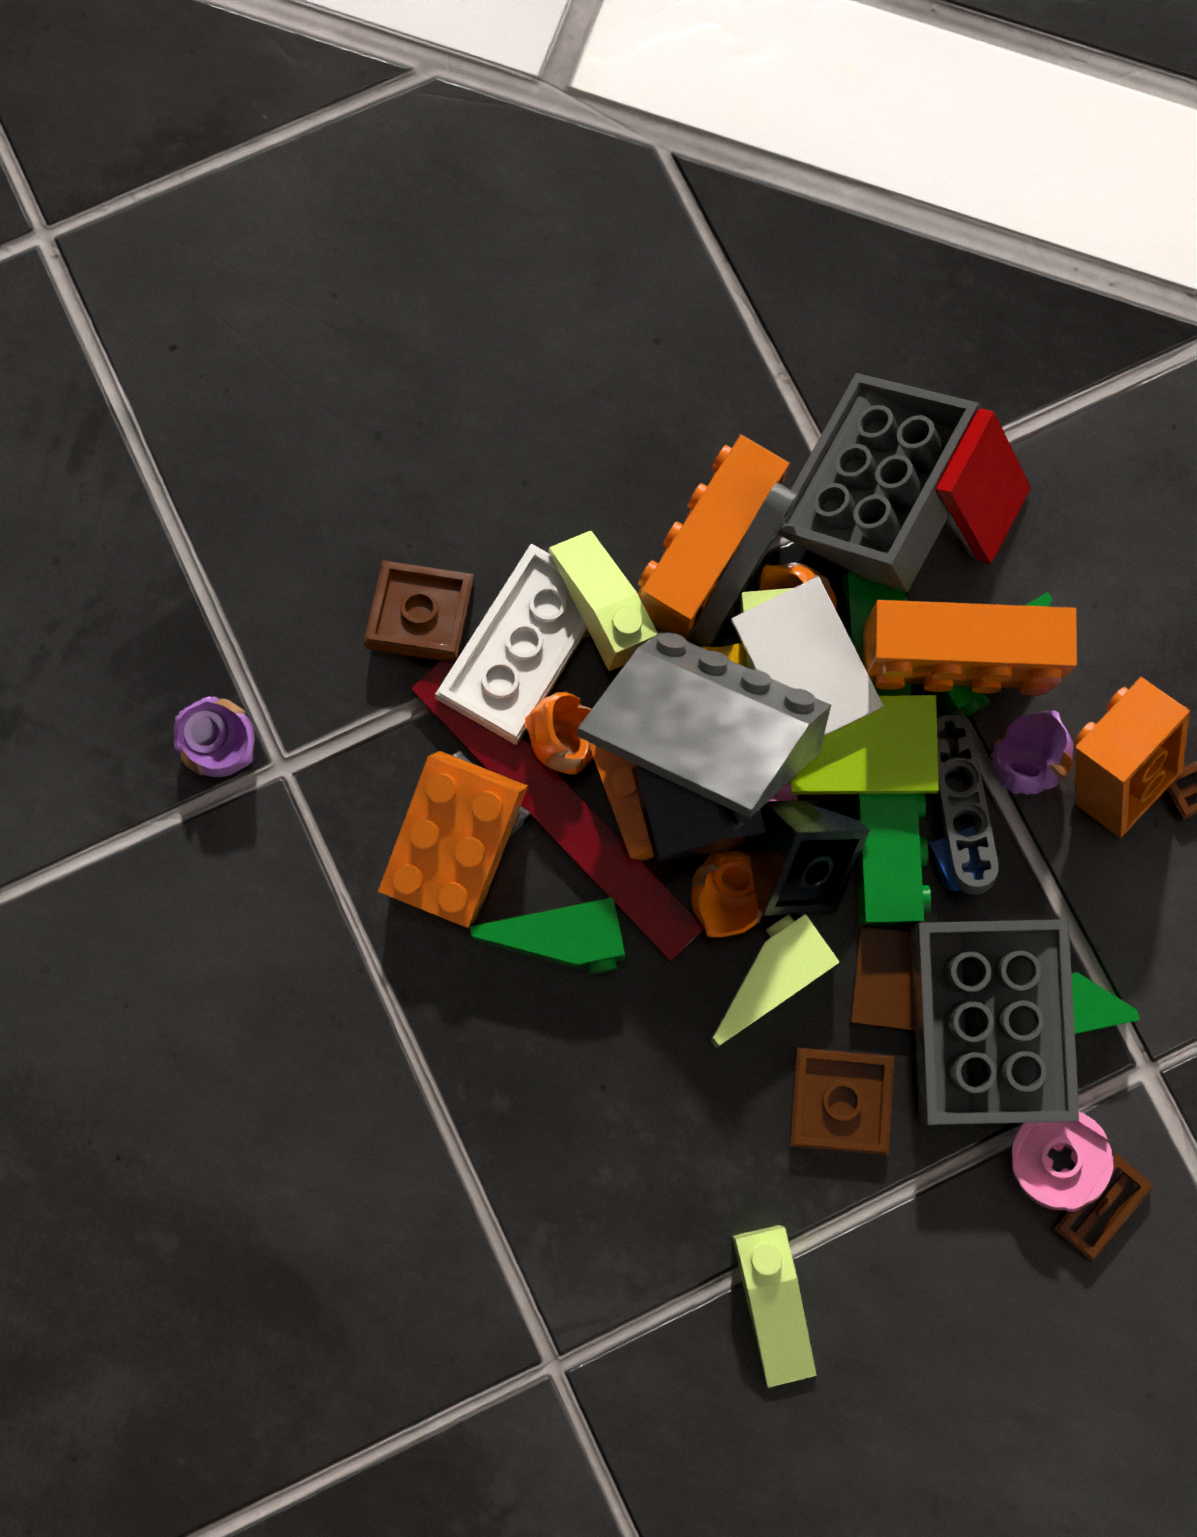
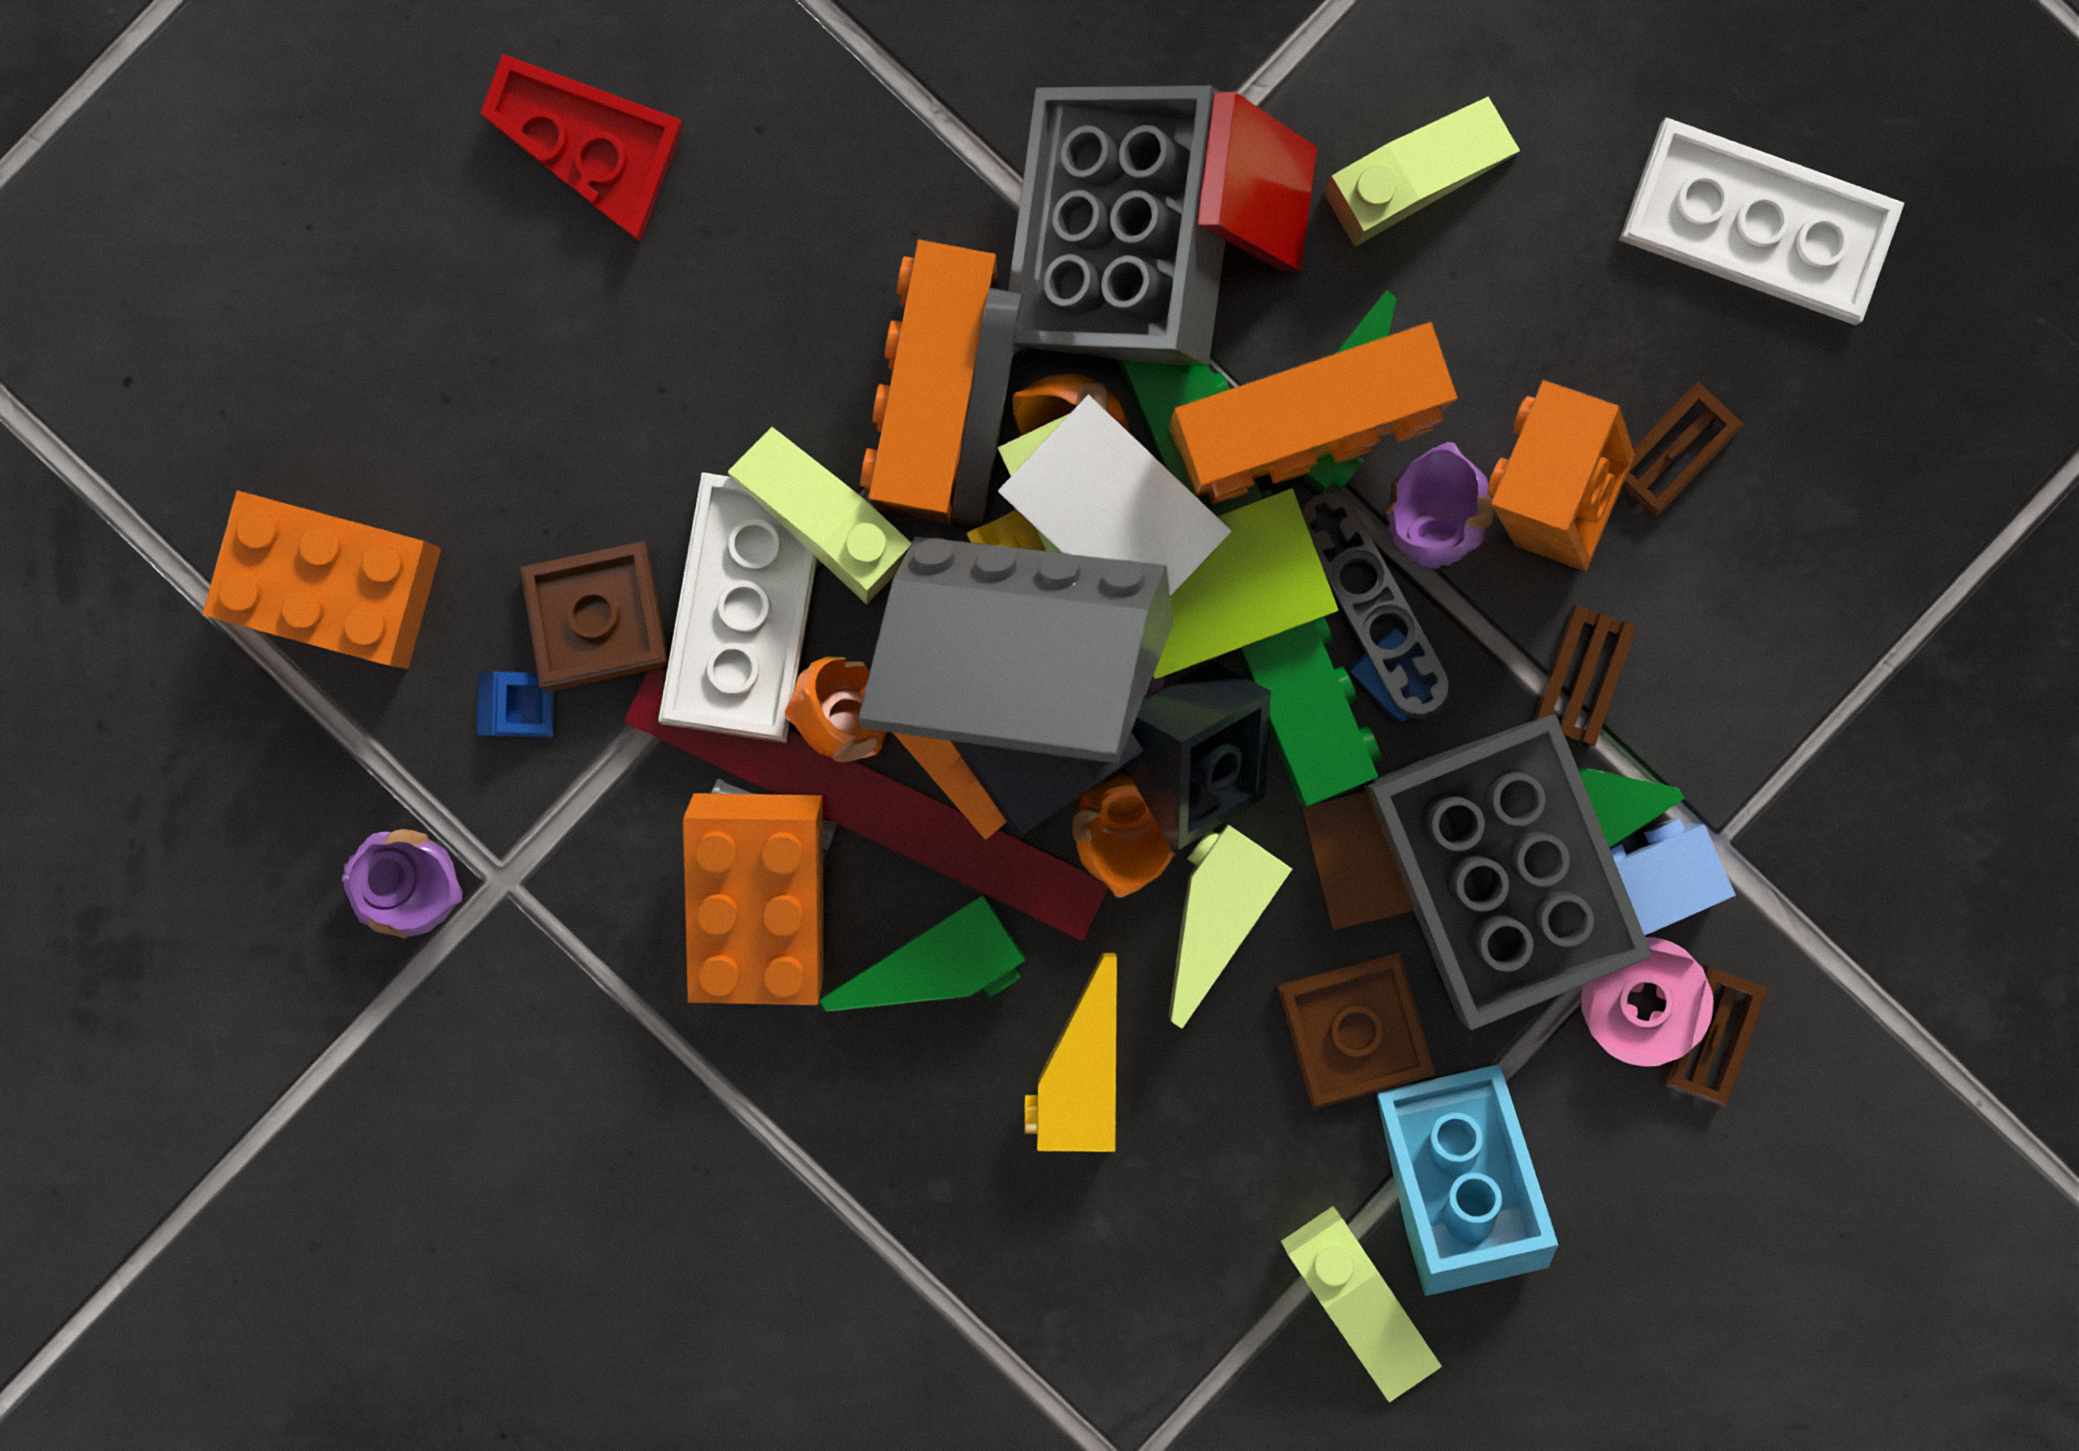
camera: 20 degrees left, 10 degrees up
(247, 517) = (322, 580): none -> orange brick
(340, 651) = (513, 705): none -> blue slope
(541, 302) = (587, 138): none -> red wing
(630, 1057) = (1079, 1079): none -> yellow slope
(883, 1242) = (1465, 1180): none -> medium azure slope
(1094, 525) = (1418, 169): none -> yellowish green slope
(1113, 1073) = (1672, 874): none -> light blue brick
(1119, 881) = (1602, 625): none -> reddish brown tile

